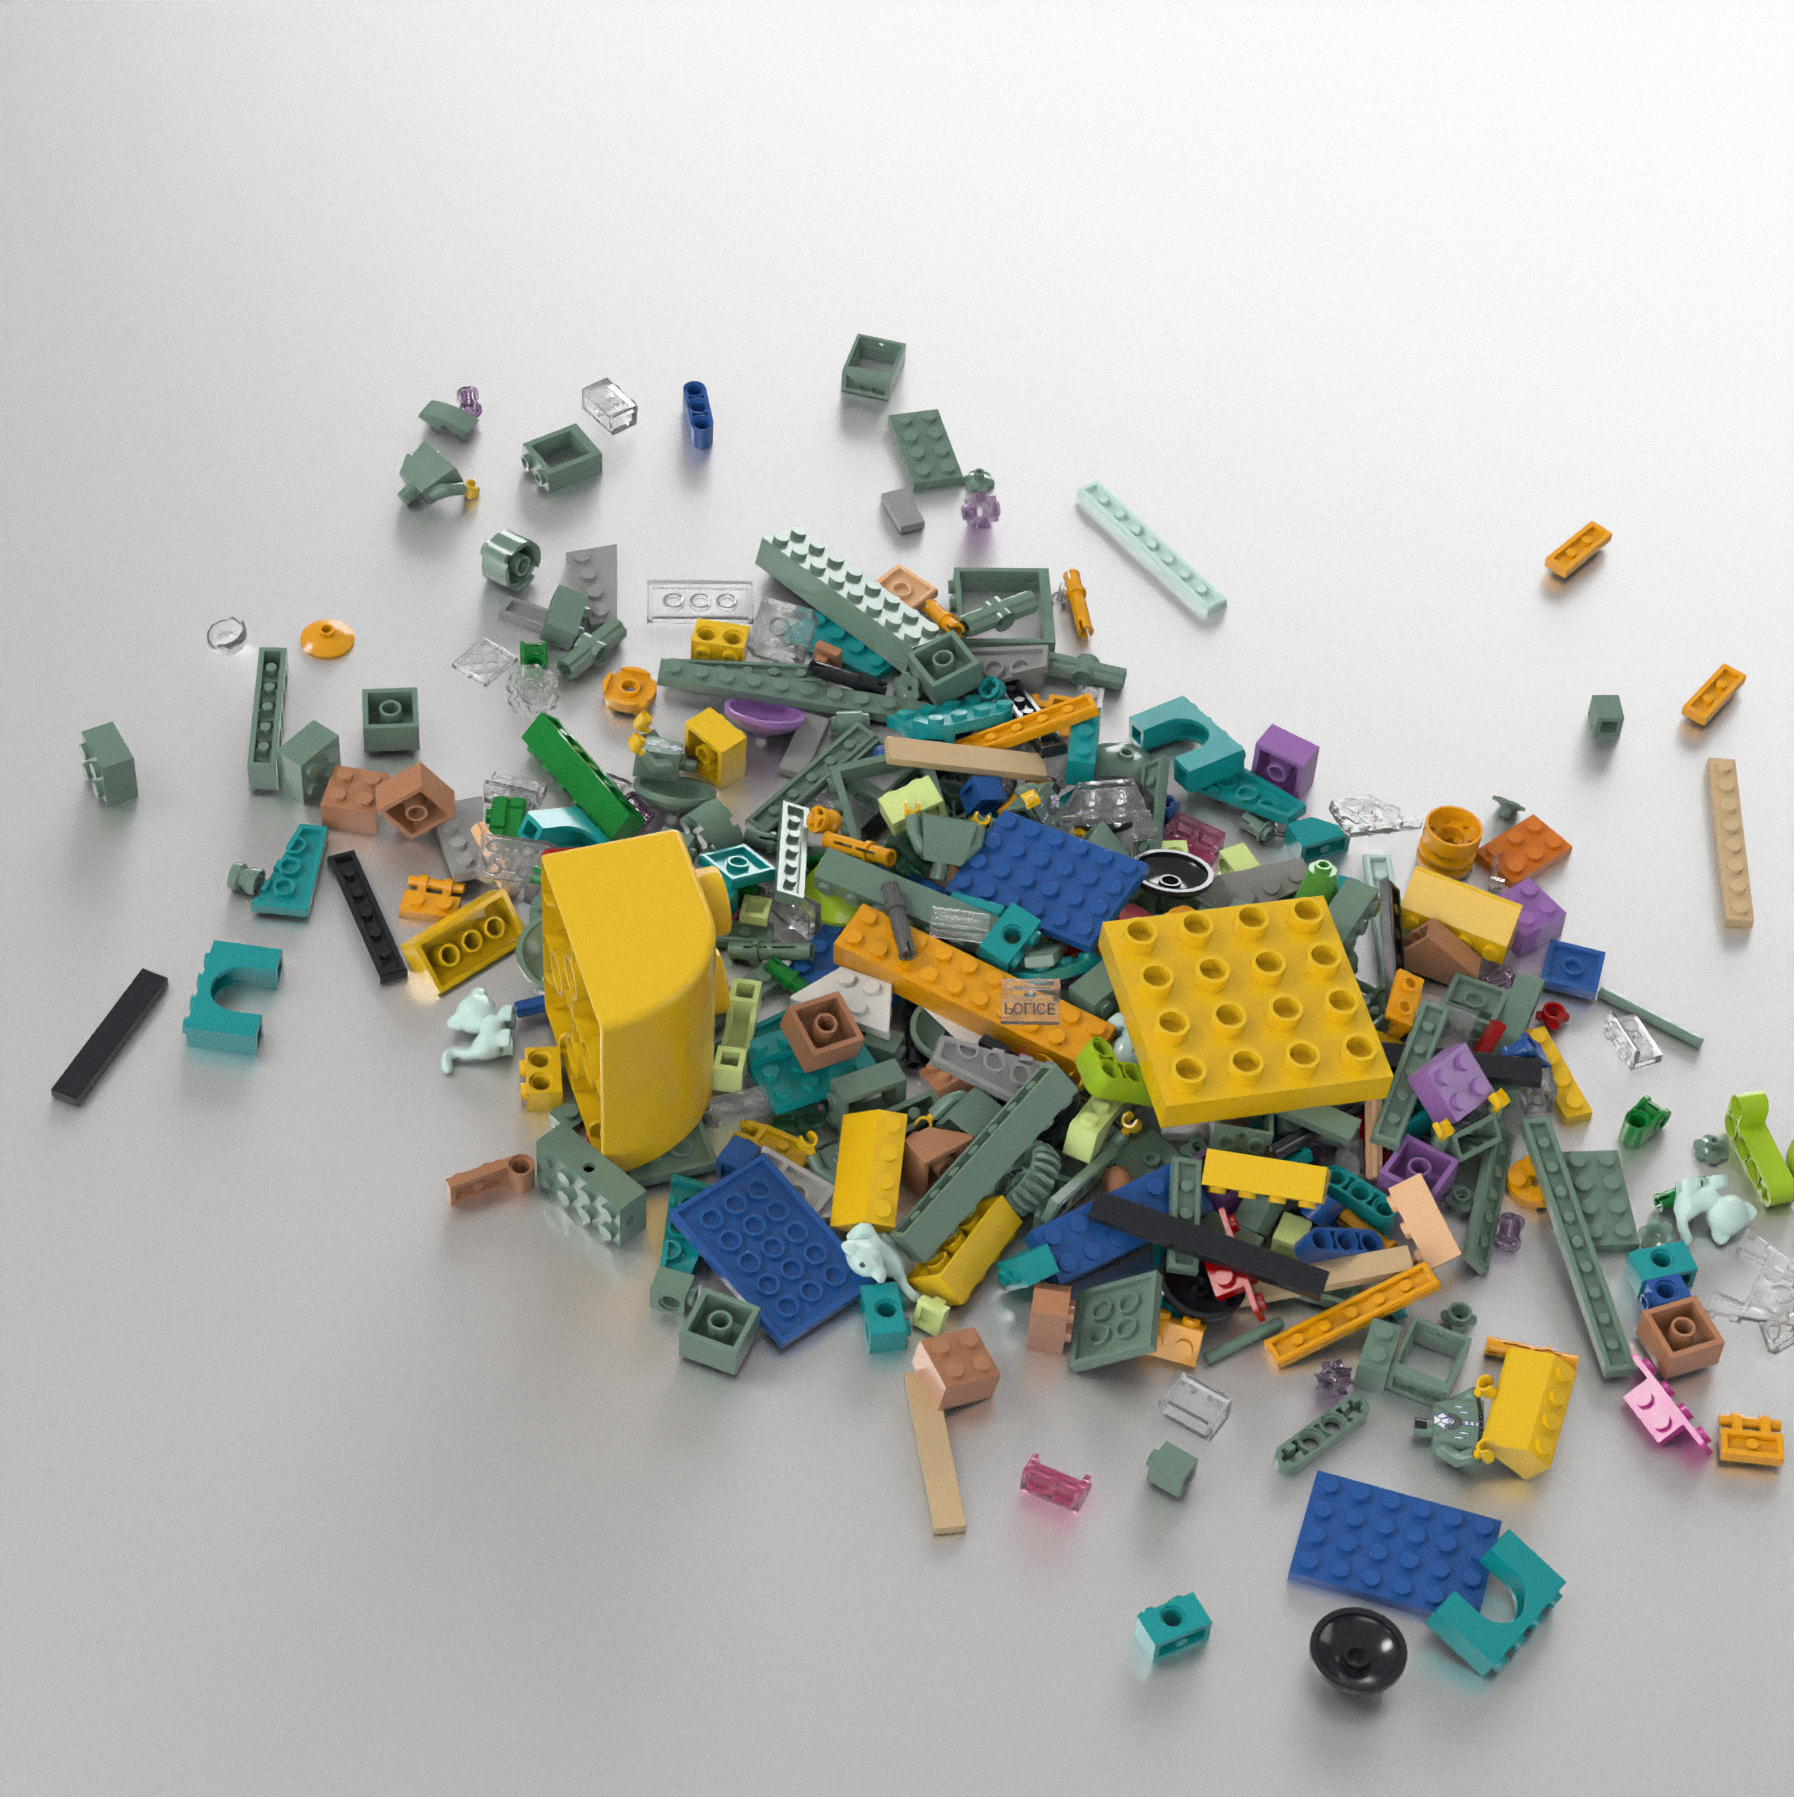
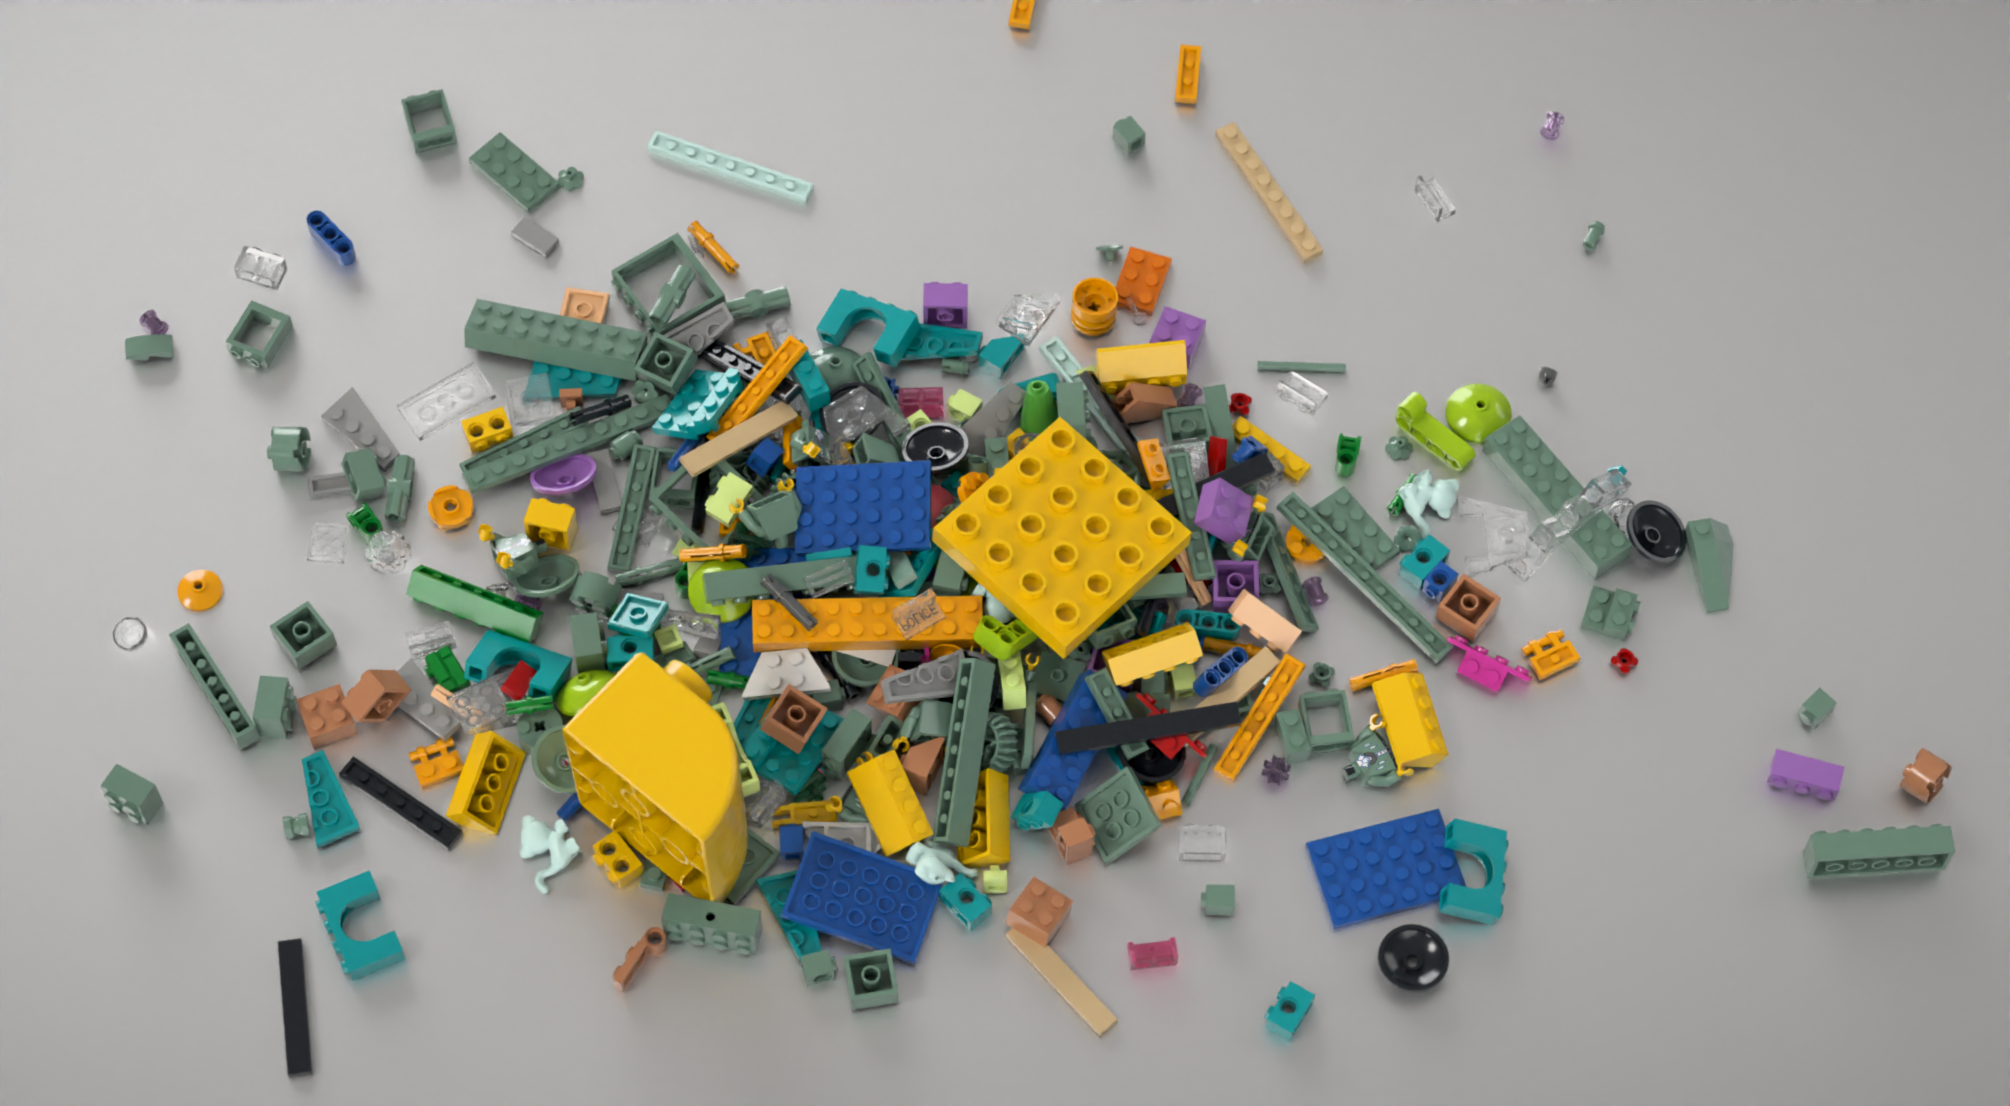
camera: 30 degrees left, 15 degrees up
(432, 477) = (177, 408): sand green torso -> none
(791, 854) = (668, 583): plate -> none
(822, 820) = (670, 542): light orange wheel -> none
(945, 620) = (638, 321): light orange pin -> none
(987, 685) = (712, 364): teal bush -> none
(989, 507) = (594, 207): clear purple brick -> none
(1325, 1438) = (1291, 814): sand green beam -> none
(1572, 969) = (1231, 359): blue plate -> none

